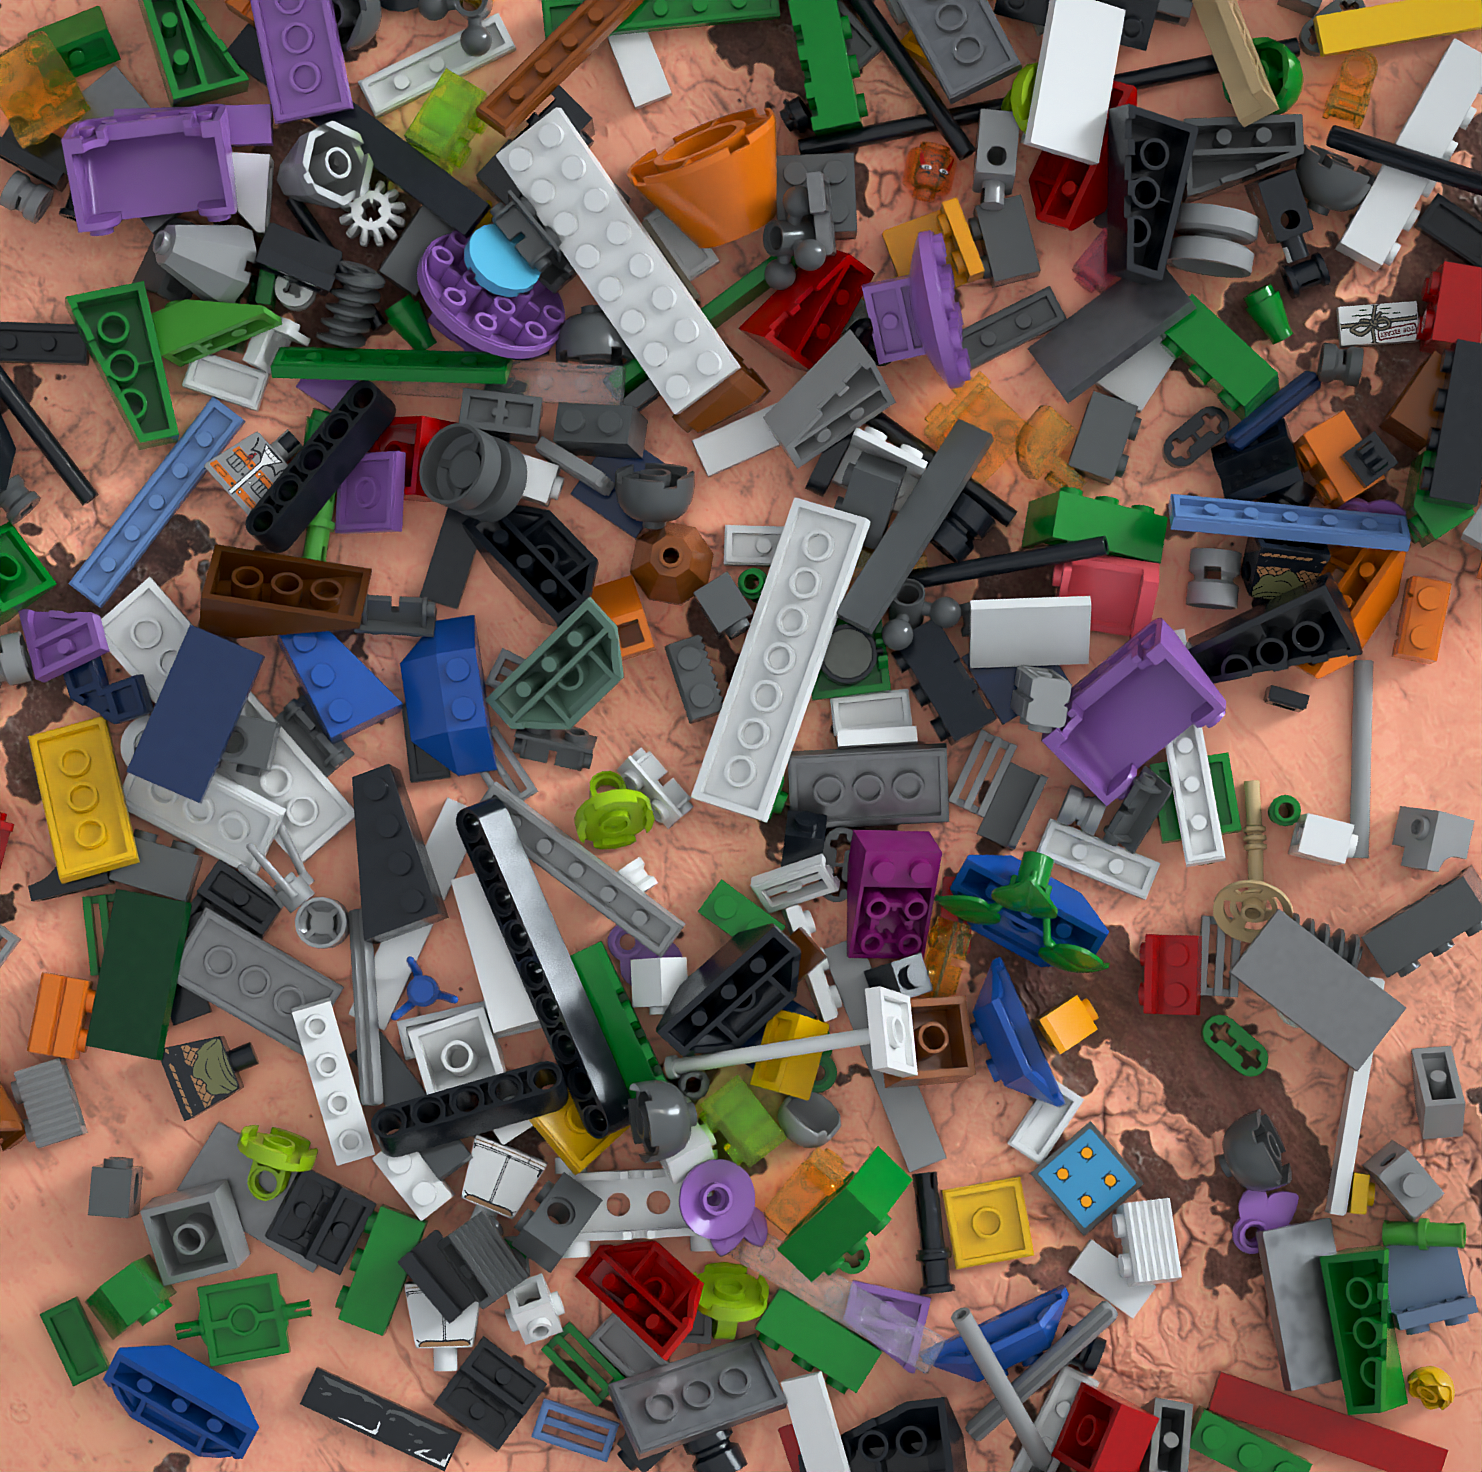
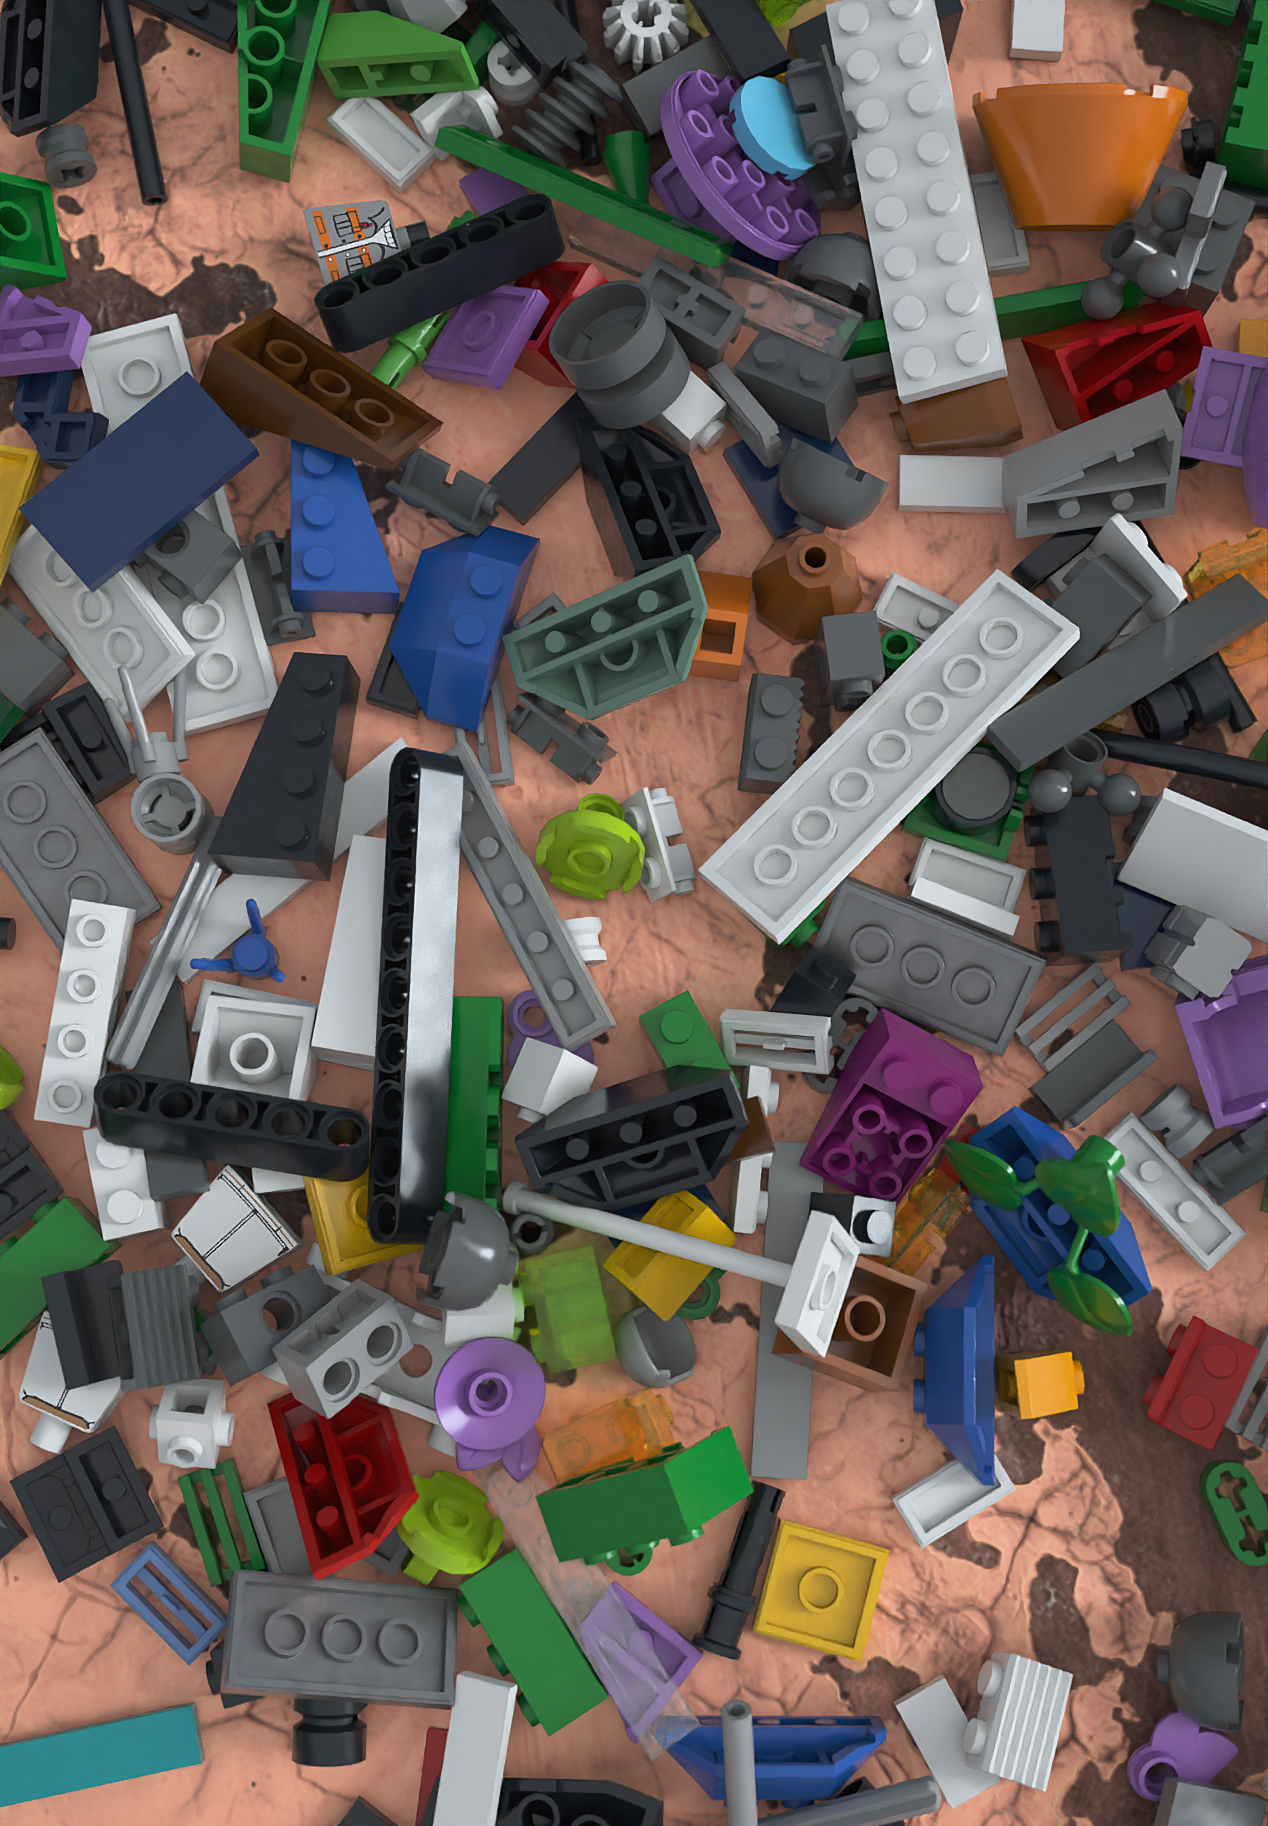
camera: 25 degrees right, 5 degrees down
(156, 502) = (224, 241): medium blue tile -> none
(610, 1214) = (343, 1348): none -> light grey brick
(1087, 1178) = (974, 1594): dark azure slope -> none

